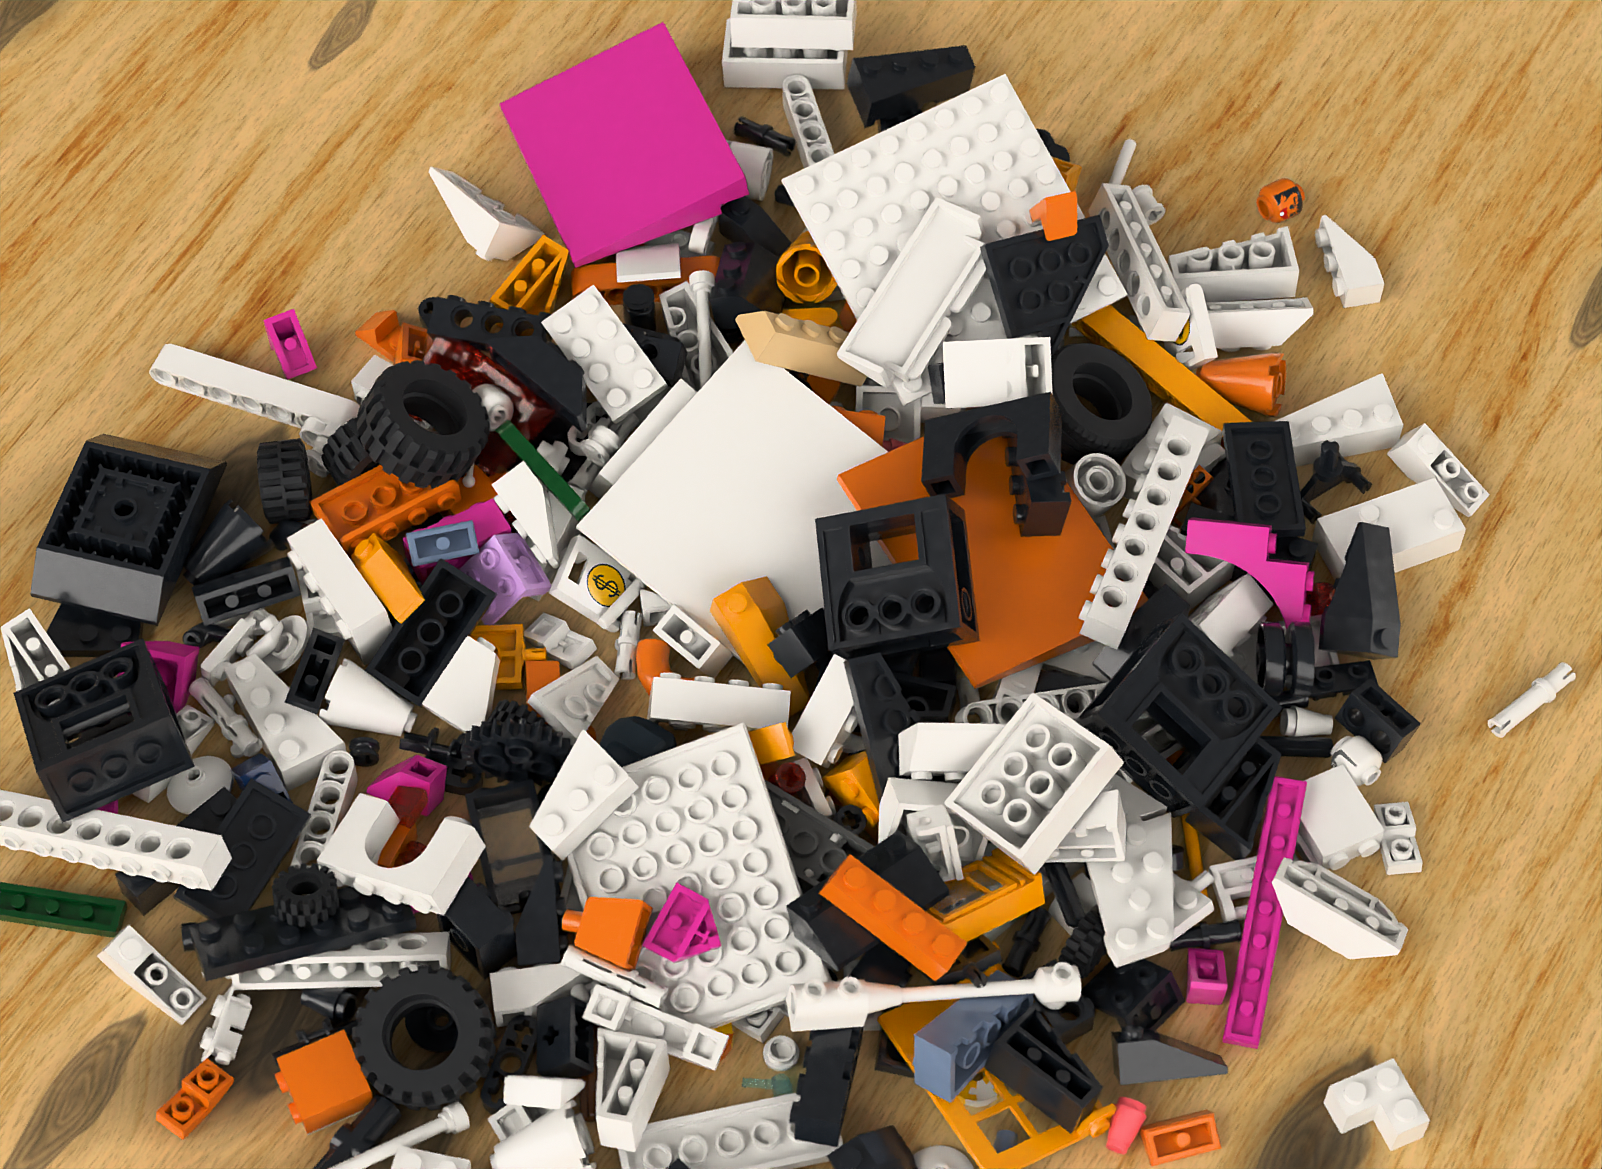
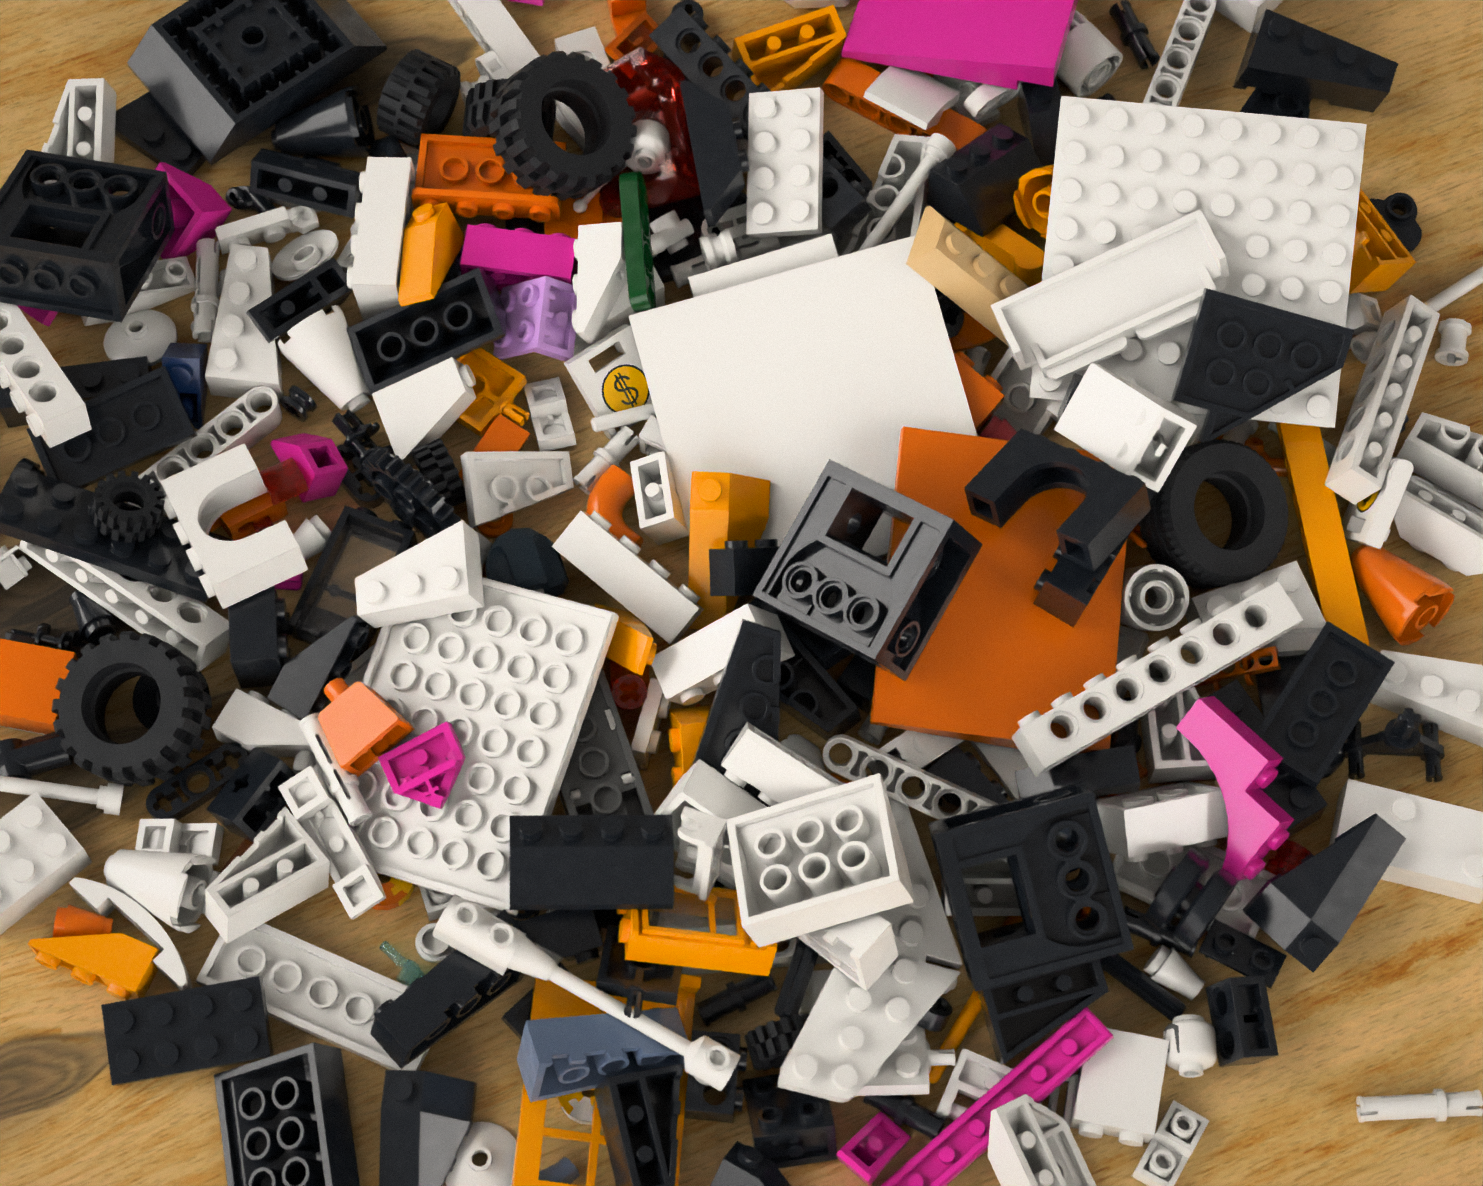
camera: 35 degrees right, 10 degrees up
(270, 640) = (294, 244): white arm -> none
(442, 542) = (495, 252): sand blue slope -> none
(540, 1090) = (193, 828): white slope -> none
(639, 307) = (869, 138): black piece -> none
(851, 812) = (665, 764): black bush -> none
(893, 918) = (588, 898): orange brick -> none
(1057, 215) = (1303, 307): orange slope -> none

